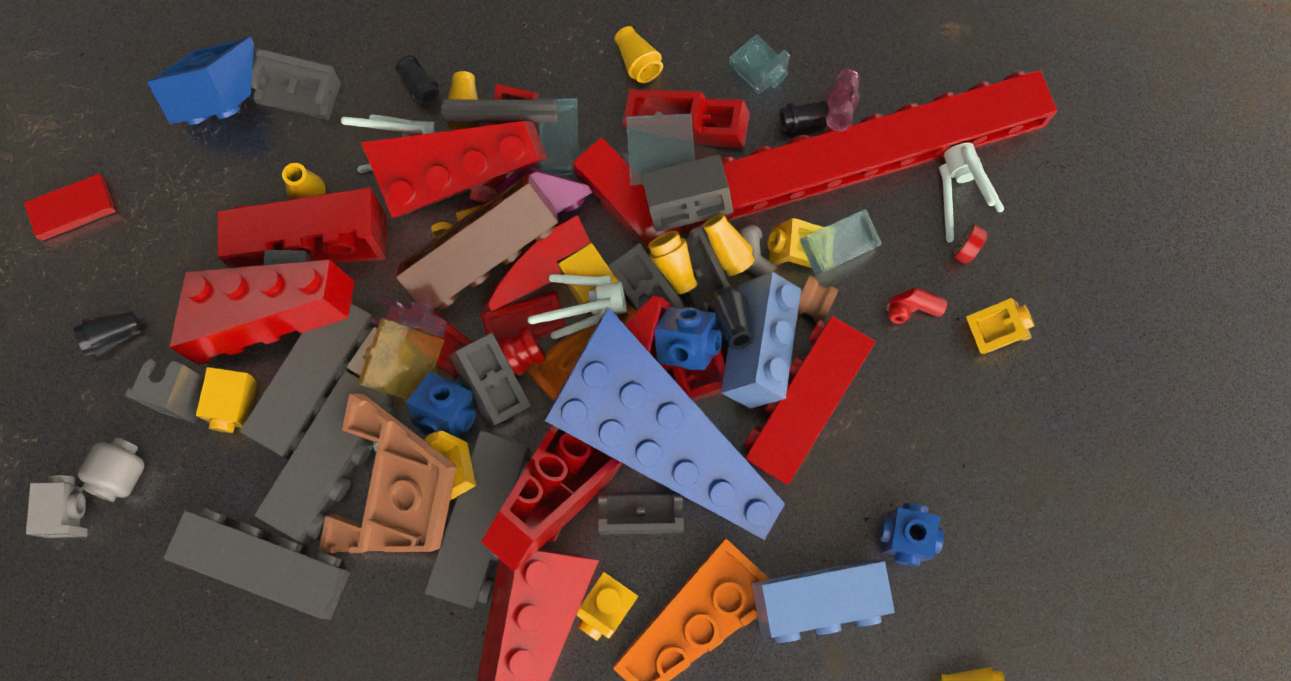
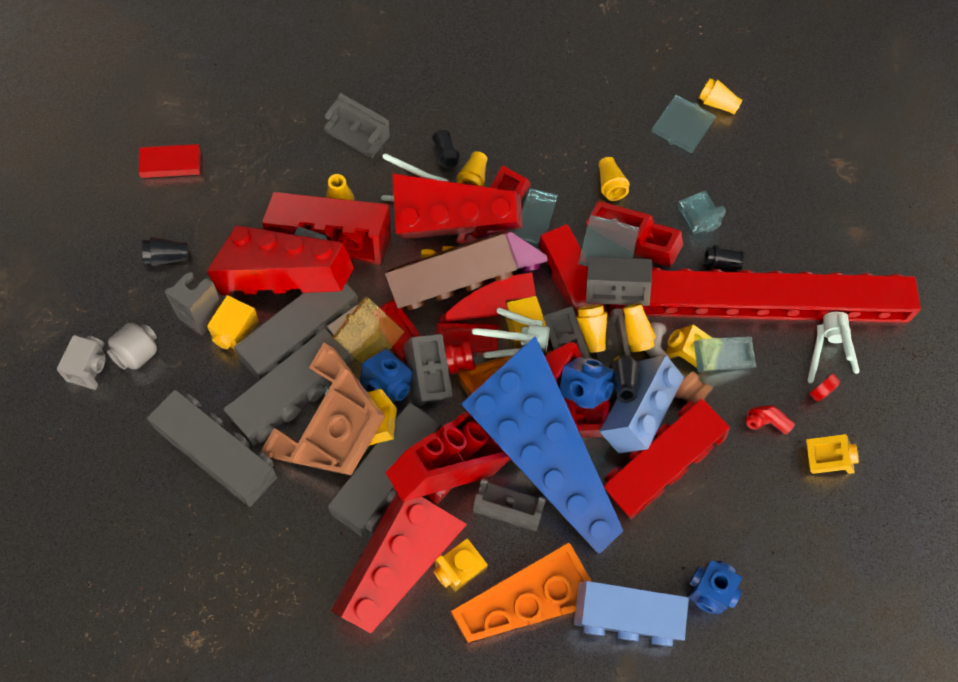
camera: 15 degrees right, 10 degrees down
(206, 82) = (295, 105): blue slope -> none
(416, 317) = (390, 305): plate -> none
(499, 110) = (478, 177): dark grey axle -> none
(843, 100) = (757, 254): clear pink pin -> none

